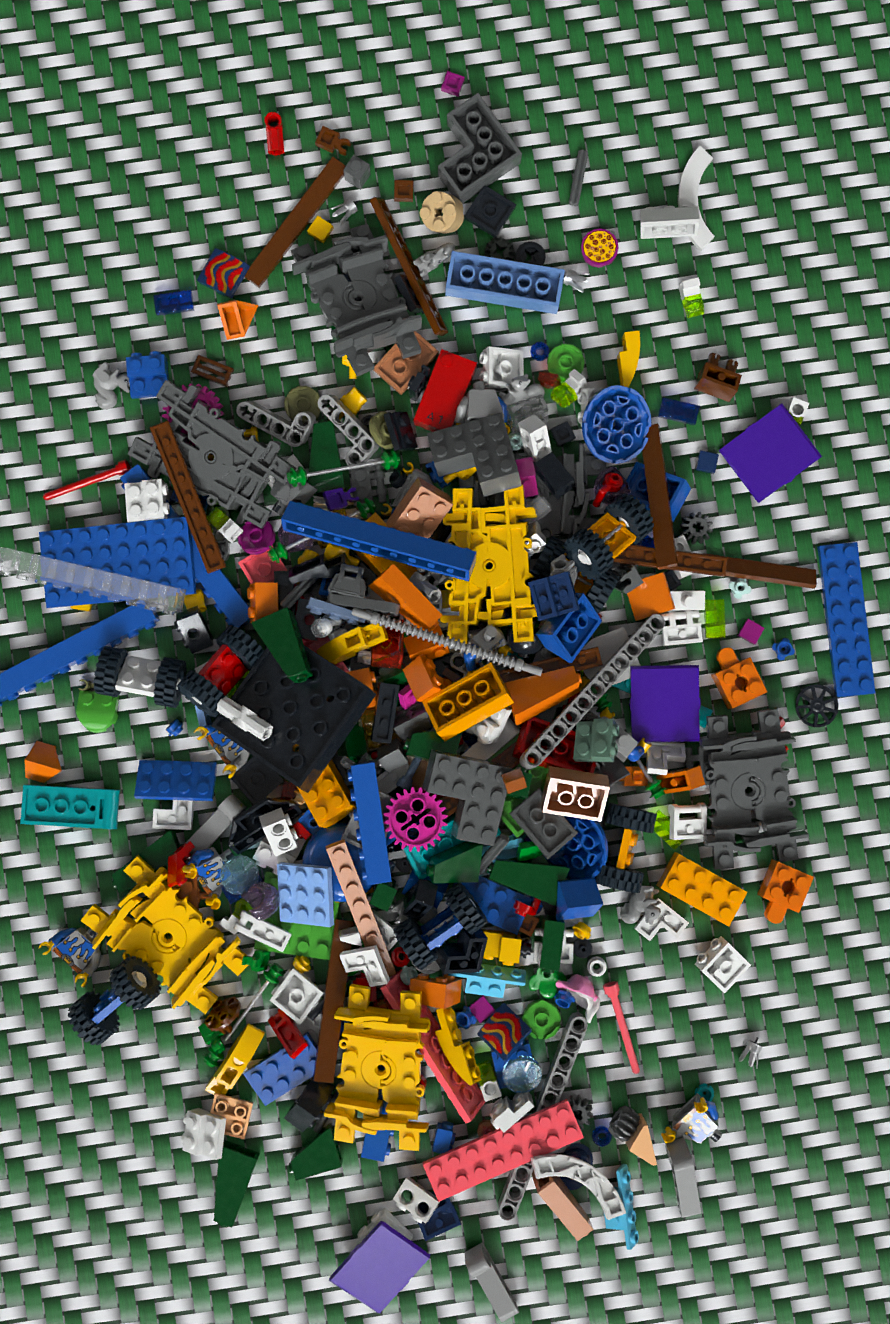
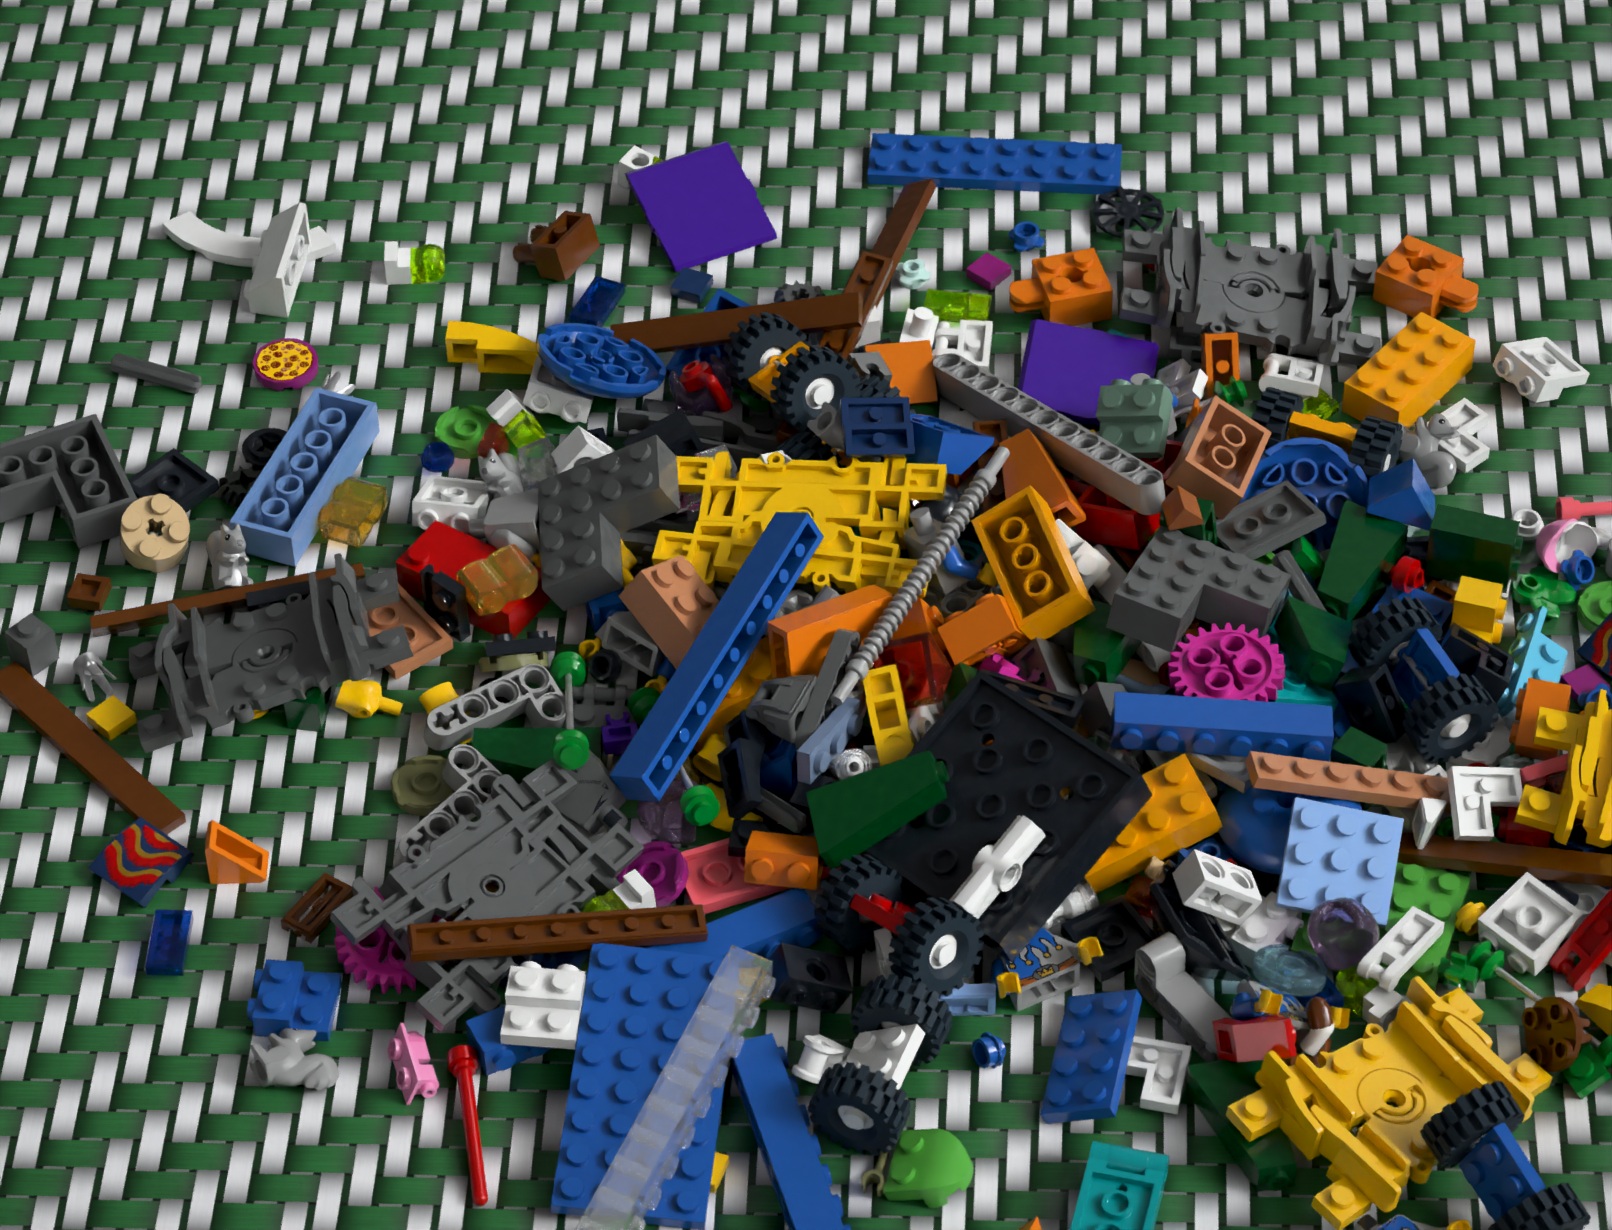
camera: 75 degrees left, 40 degrees down
(111, 446) = (408, 1054): none -> bright pink hinge
(147, 645) = (818, 1056): none -> white piece
(204, 895) = (1320, 1025): none -> arm
(427, 407) = (498, 579): none -> clear yellow brick
(487, 315) = (353, 511): none -> clear yellow brick

